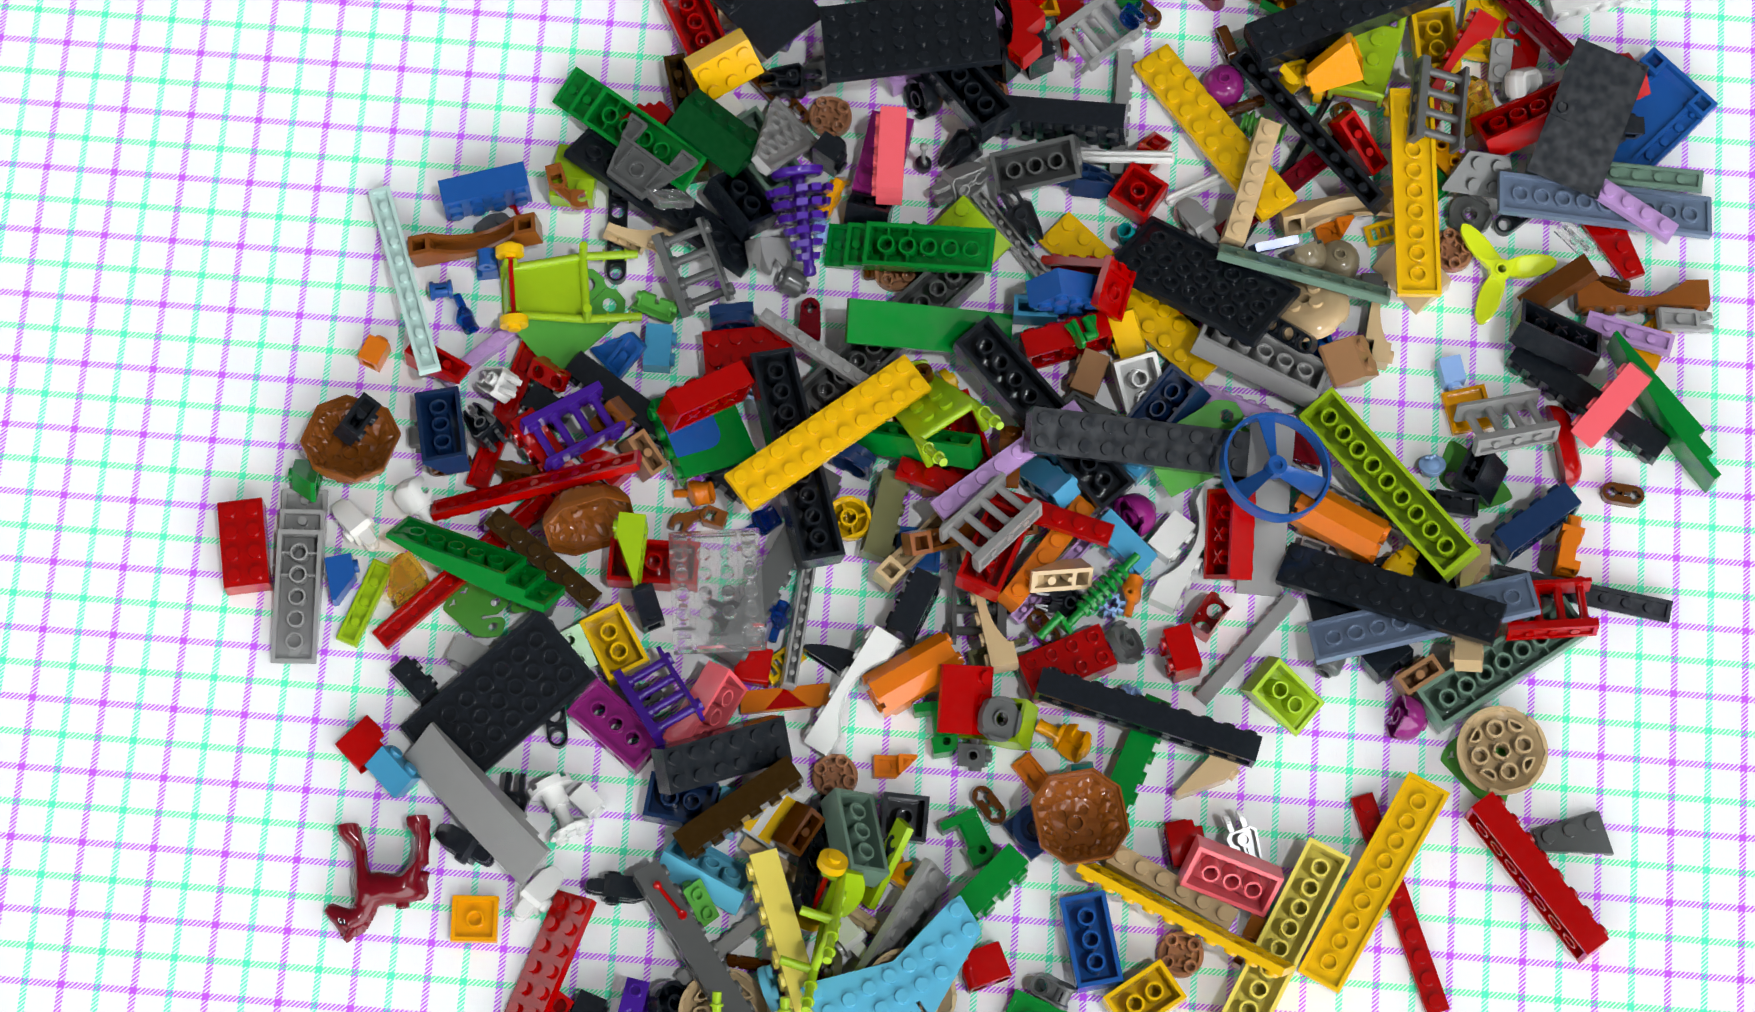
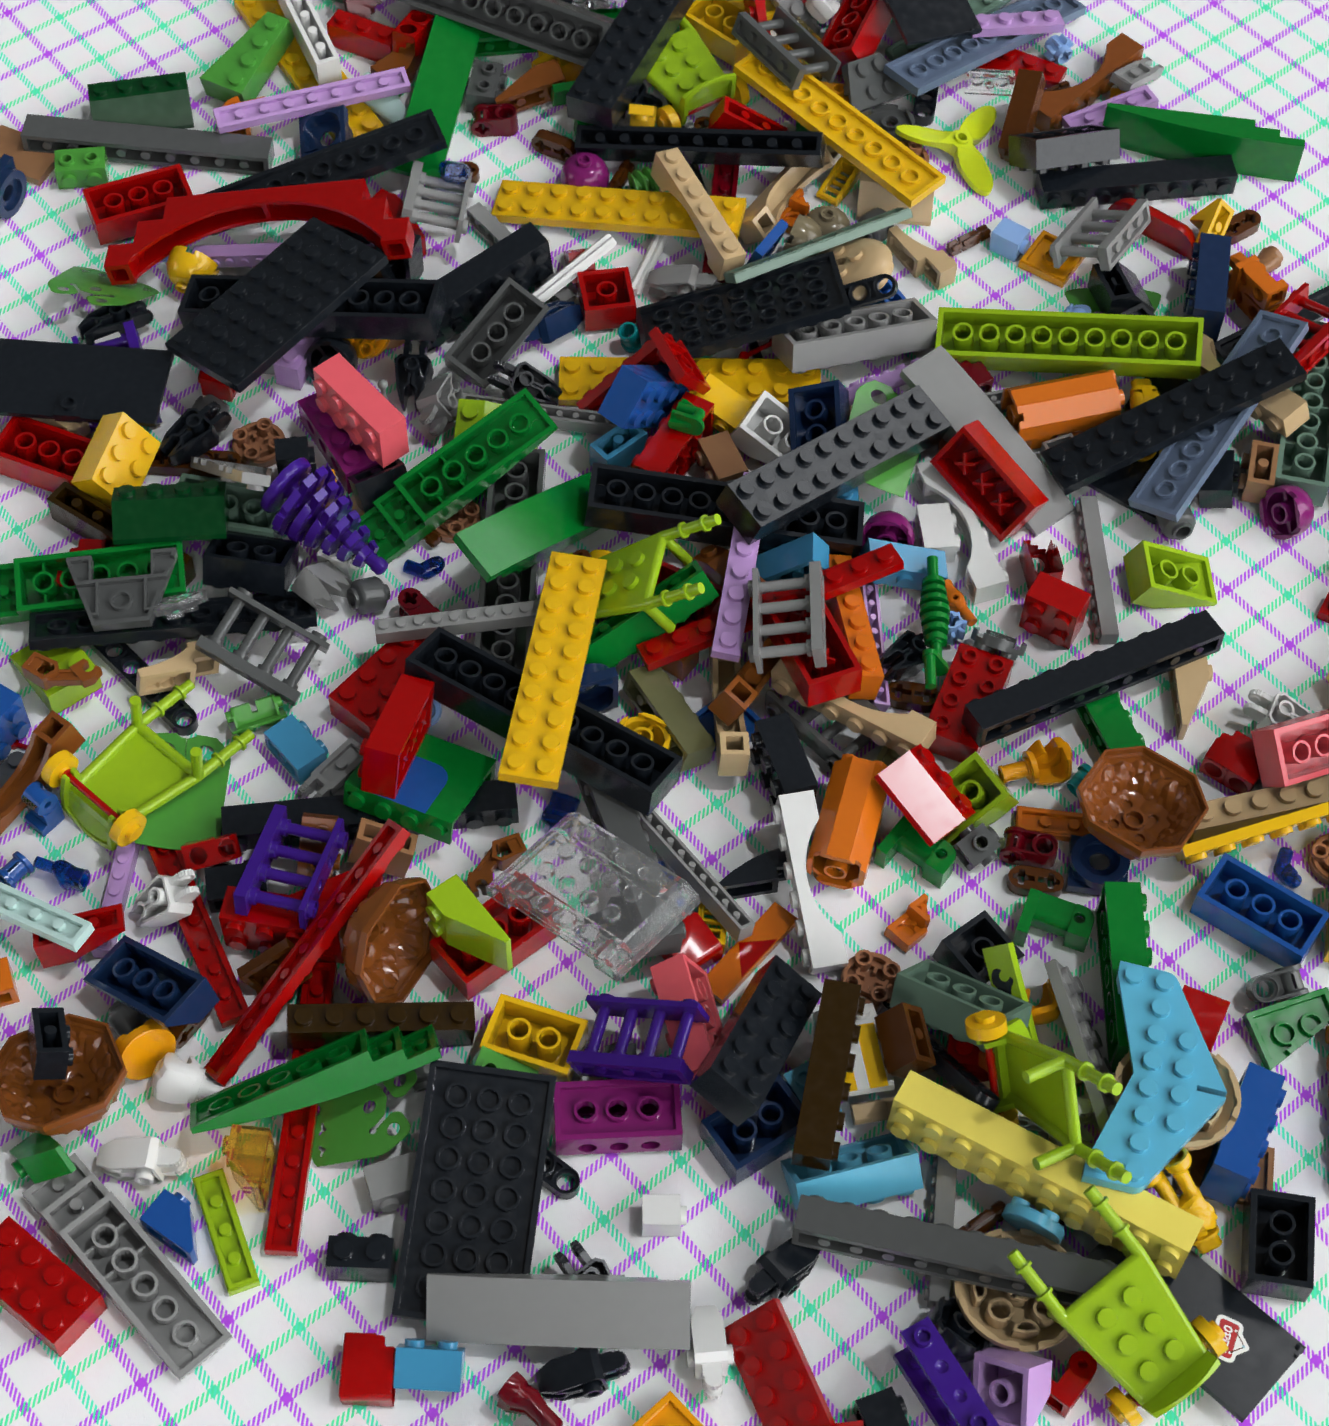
camera: 45 degrees left, 15 degrees down
(408, 463) = (144, 1048): none -> light orange tile
(485, 428) = (195, 947): black hinge -> none
(554, 795) = (634, 1238): white piece -> none
(620, 353) = (263, 778): blue wing -> none
(647, 607) = (534, 974): black slope -> none
(664, 380) = (333, 771): none -> light grey hinge
(682, 914) = (884, 1222): red hinge -> none
(697, 492) = (469, 841): orange piece -> none
(700, 901) = (872, 1197): bright green hinge -> none
(732, 315) = (342, 660): dark blue piece -> none
(843, 291) = (426, 569): none -> clear blue arm
(987, 718) = (974, 783): dark grey plate -> none
(1002, 779) = (1028, 847): none -> dark red piece
(1061, 576) = (892, 623): tan slope -> none
(1139, 931) = (1284, 870): none -> clear blue arm
(1276, 467) = (973, 421): blue piece -> none
(1336, 66) = (675, 72): light orange slope -> none
(1349, 361) = (928, 283): medium nougat slope -> none
(1426, 348) = (968, 240): none -> reddish brown axle
(1598, 480) = (1213, 218): none -> yellow slope
(1604, 537) = (1271, 258): none -> medium nougat cone
(1610, 406) = (1169, 151): coral brick -> none
(1653, 253) = (1058, 49): none -> light blue gear

